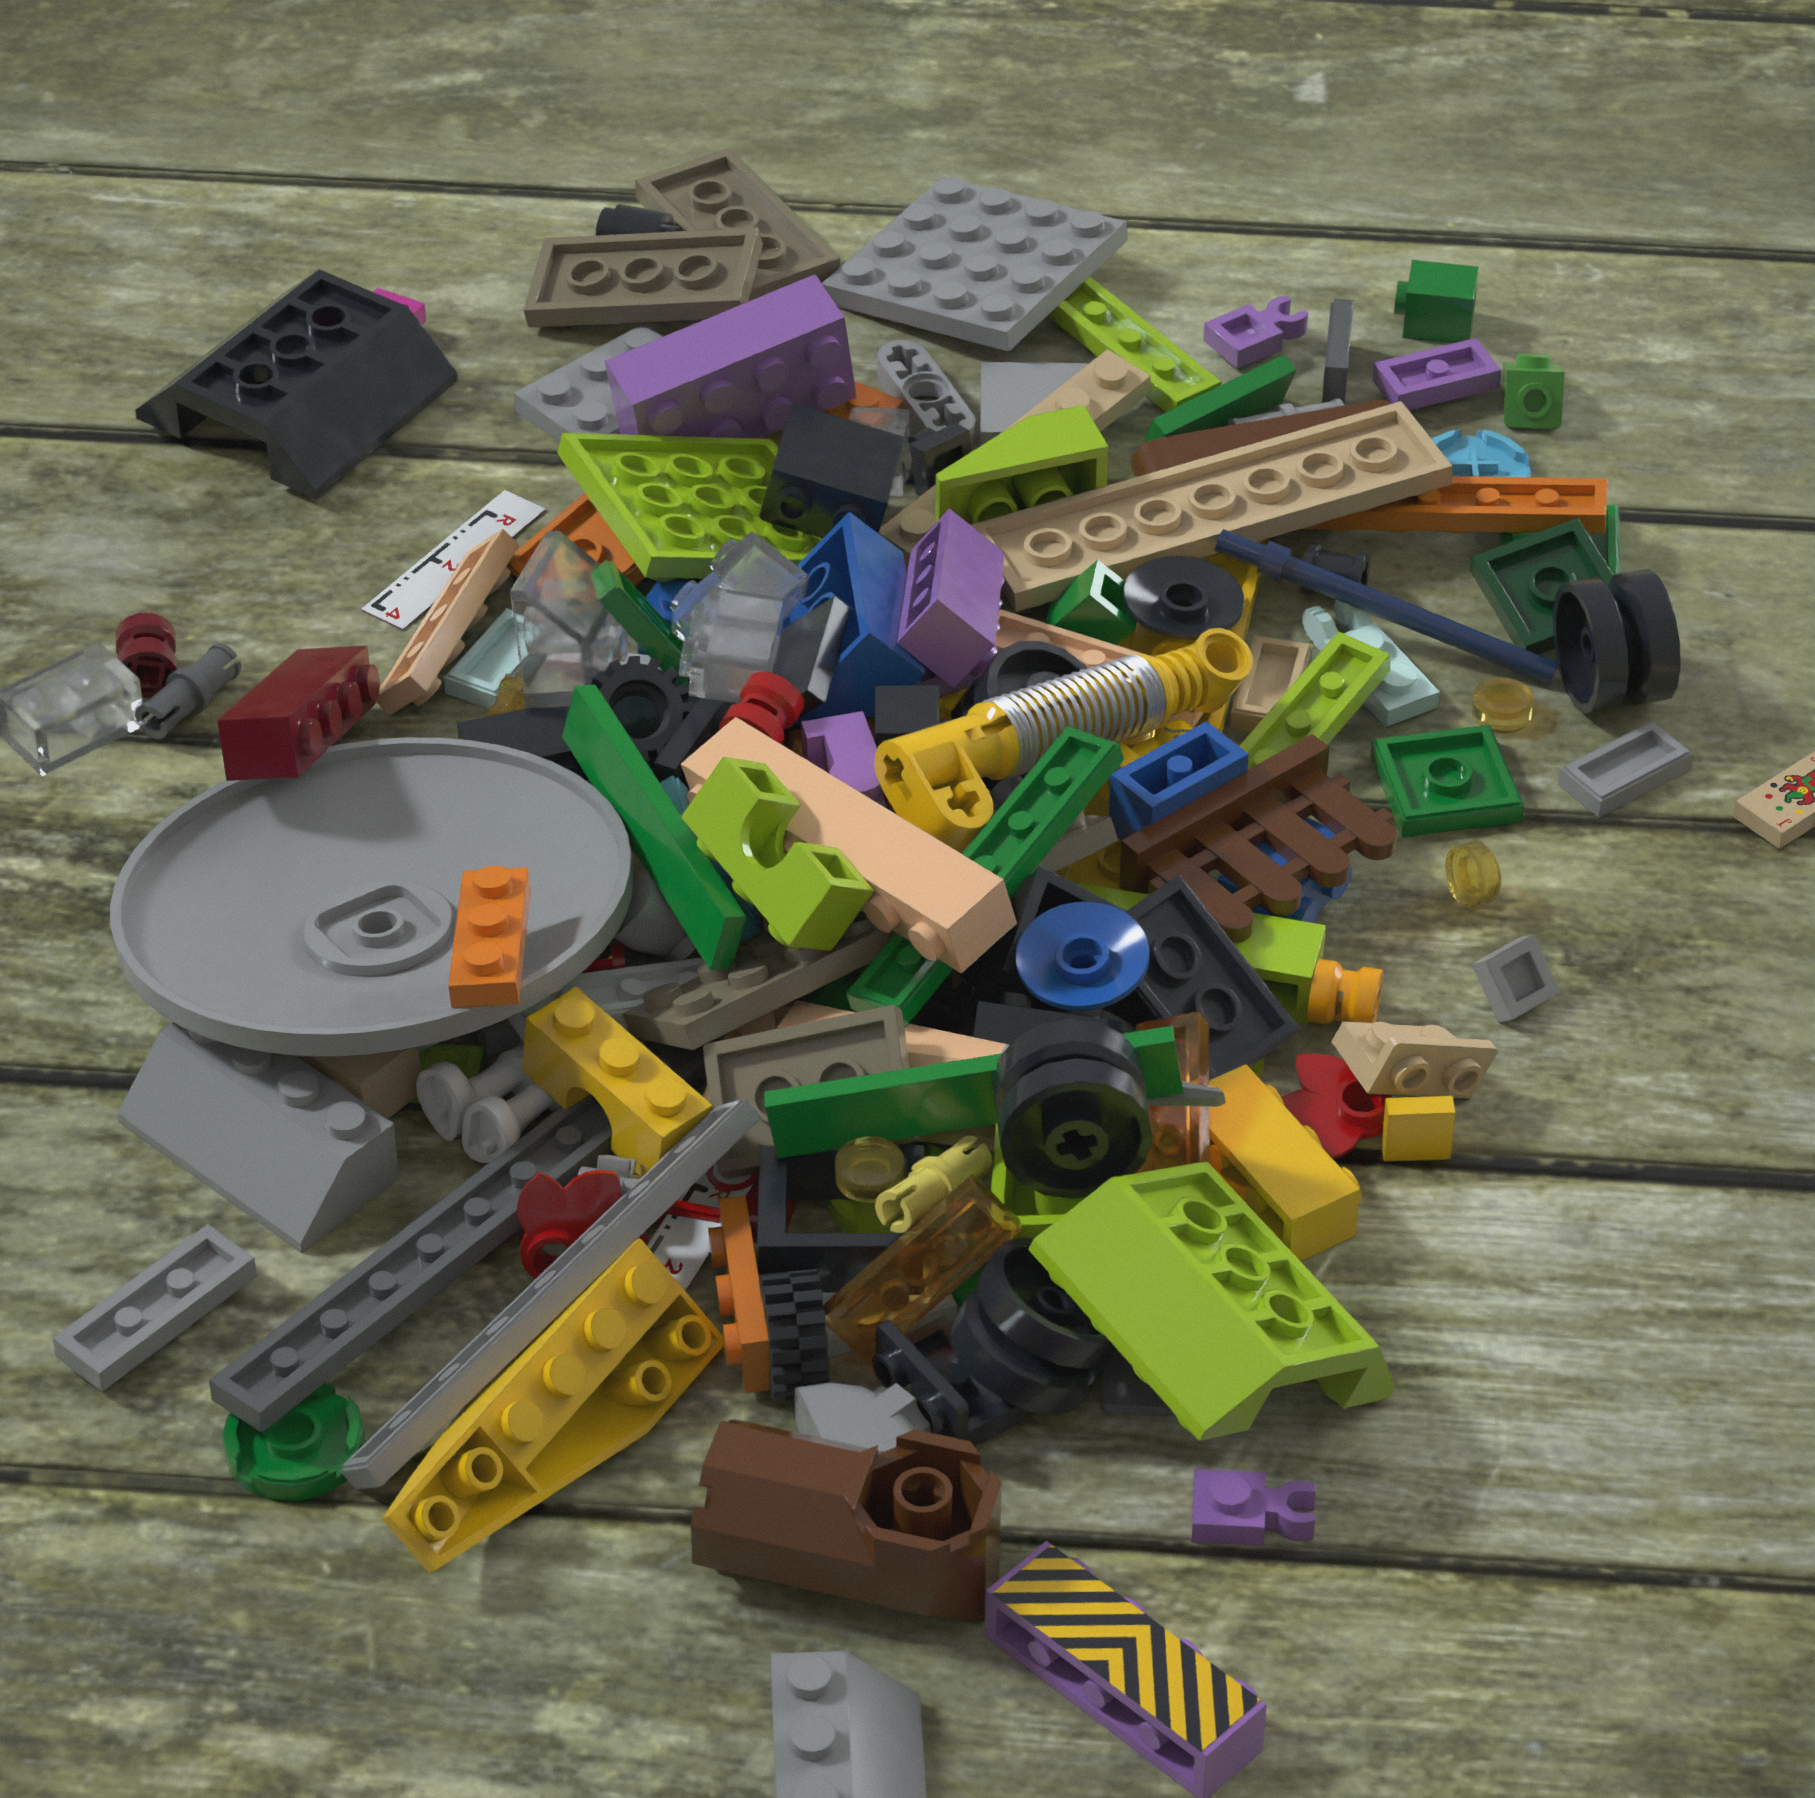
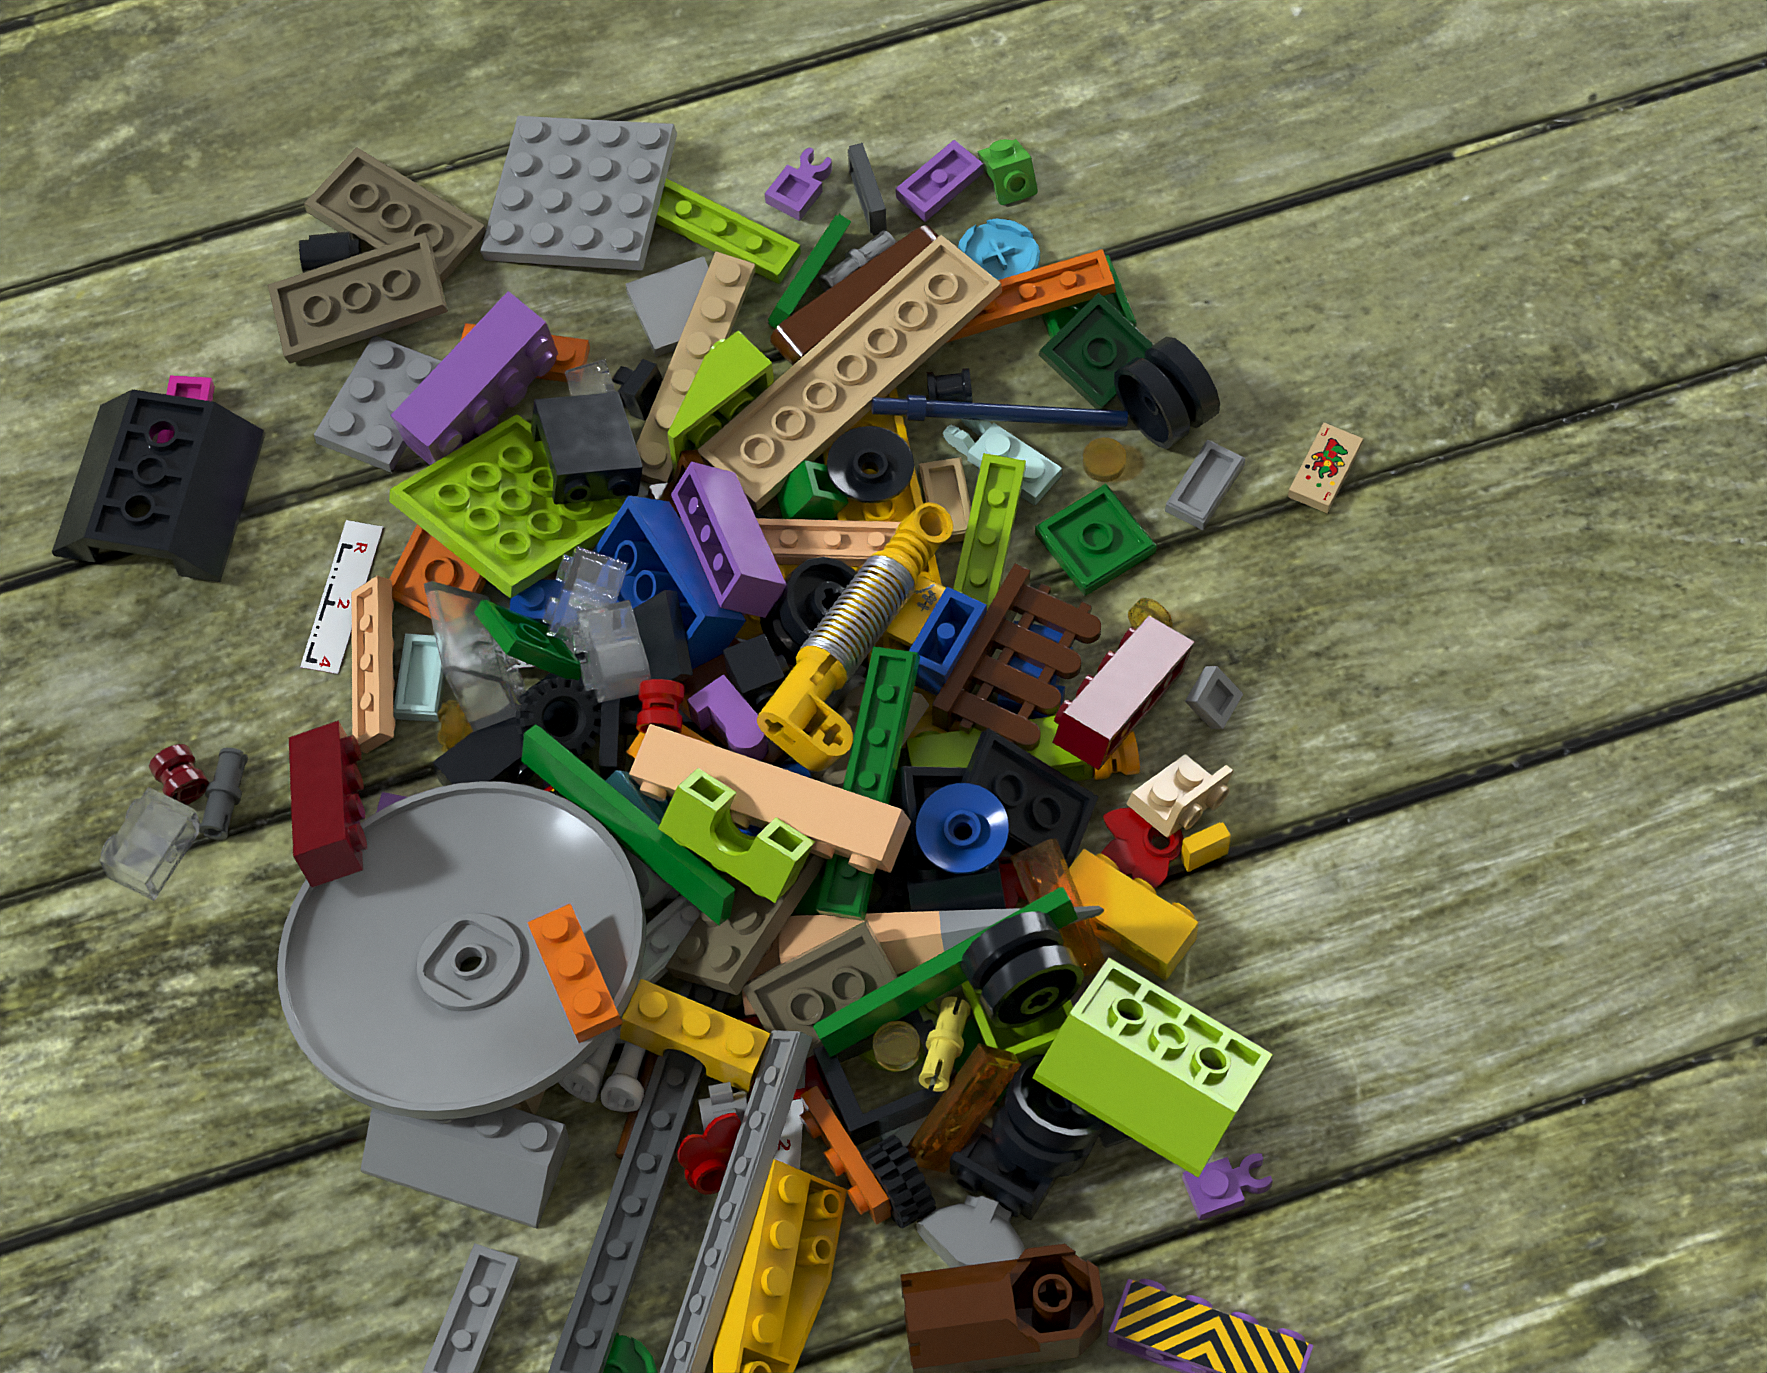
camera: 20 degrees left, 20 degrees up
(927, 379) = (594, 312): light grey beam -> none
(1387, 916) = (1121, 691): none -> brick
(1437, 301) = (913, 113): green brick -> none

